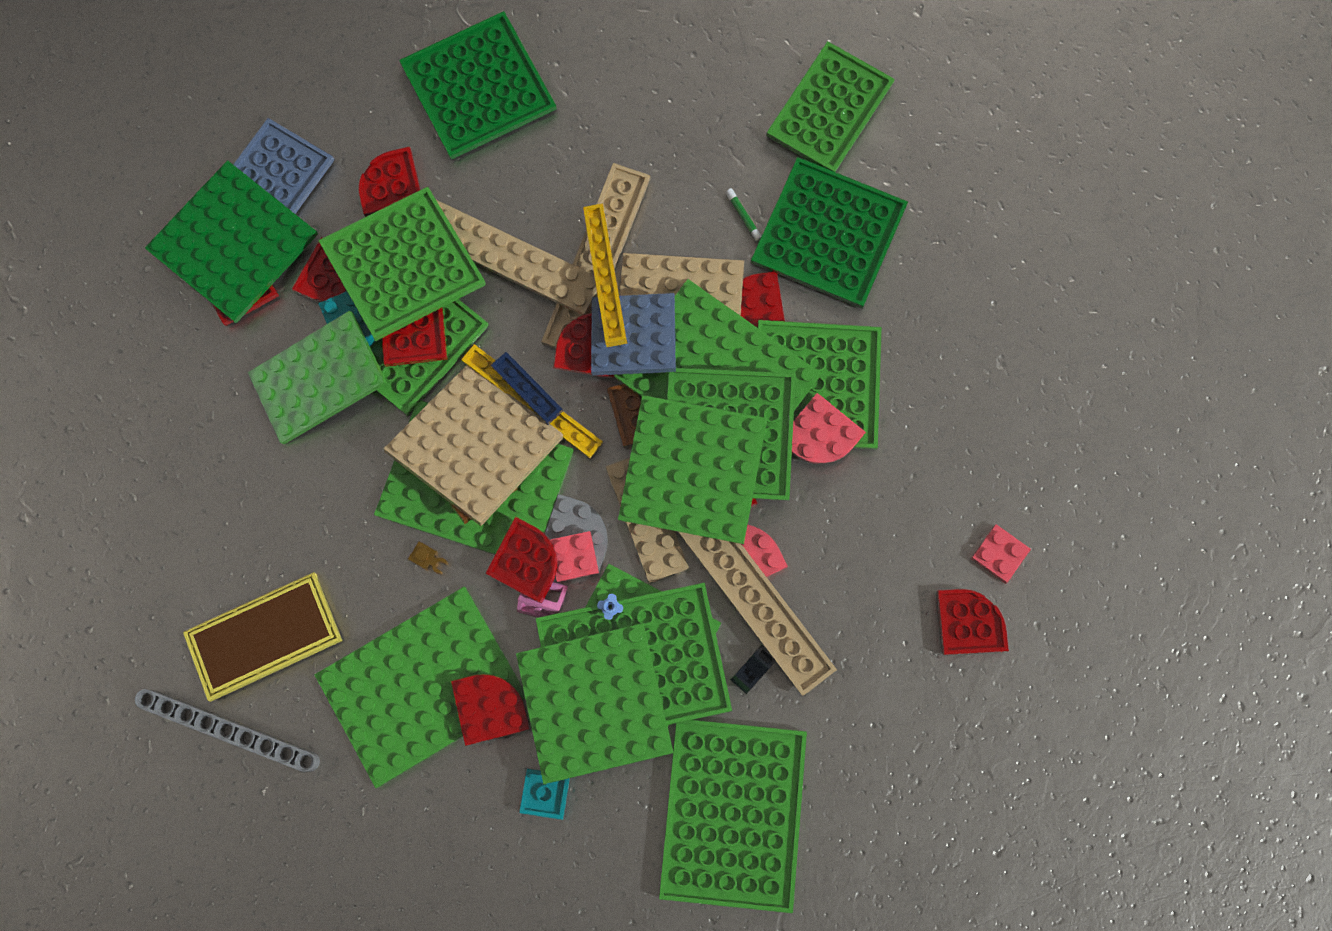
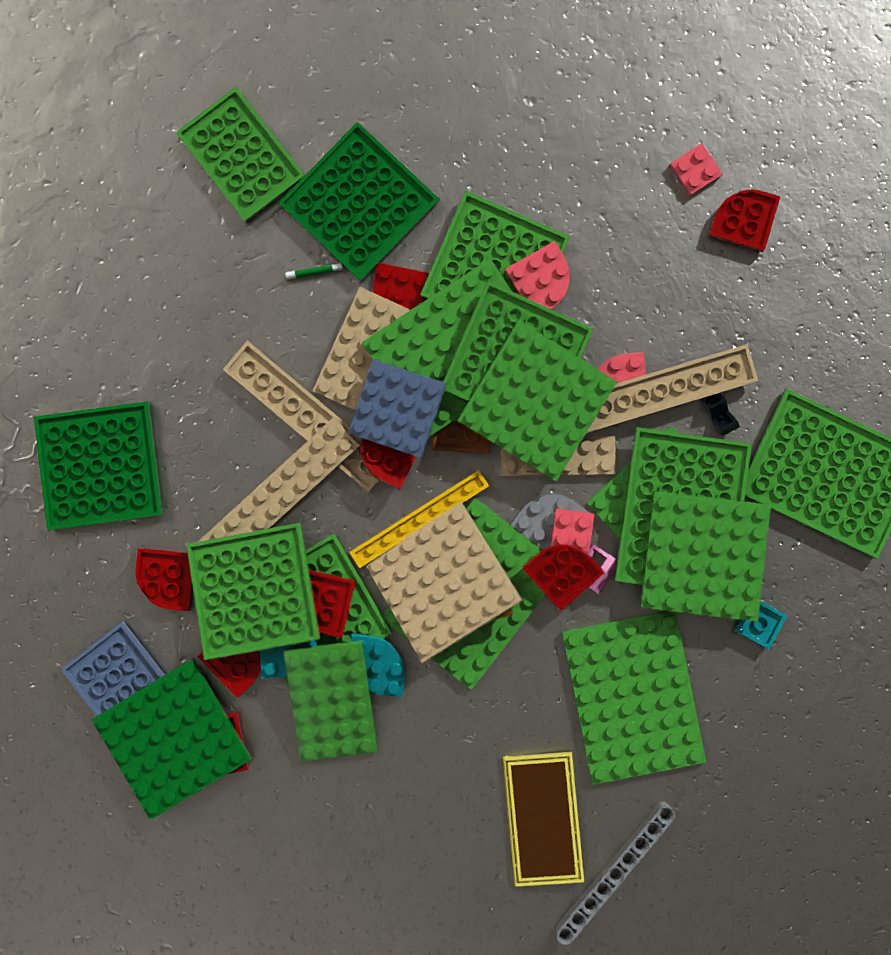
camera: 65 degrees left, 10 degrees up
(369, 416) = (383, 666): none -> teal plate
(425, 557) = (523, 658): pearl gold plate -> none
(488, 708) = (675, 646): red plate -> none
(527, 388) = (408, 519): dark blue plate -> none
(604, 276) = (333, 414): yellow plate -> none
(616, 607) = (625, 514): light blue plate -> none

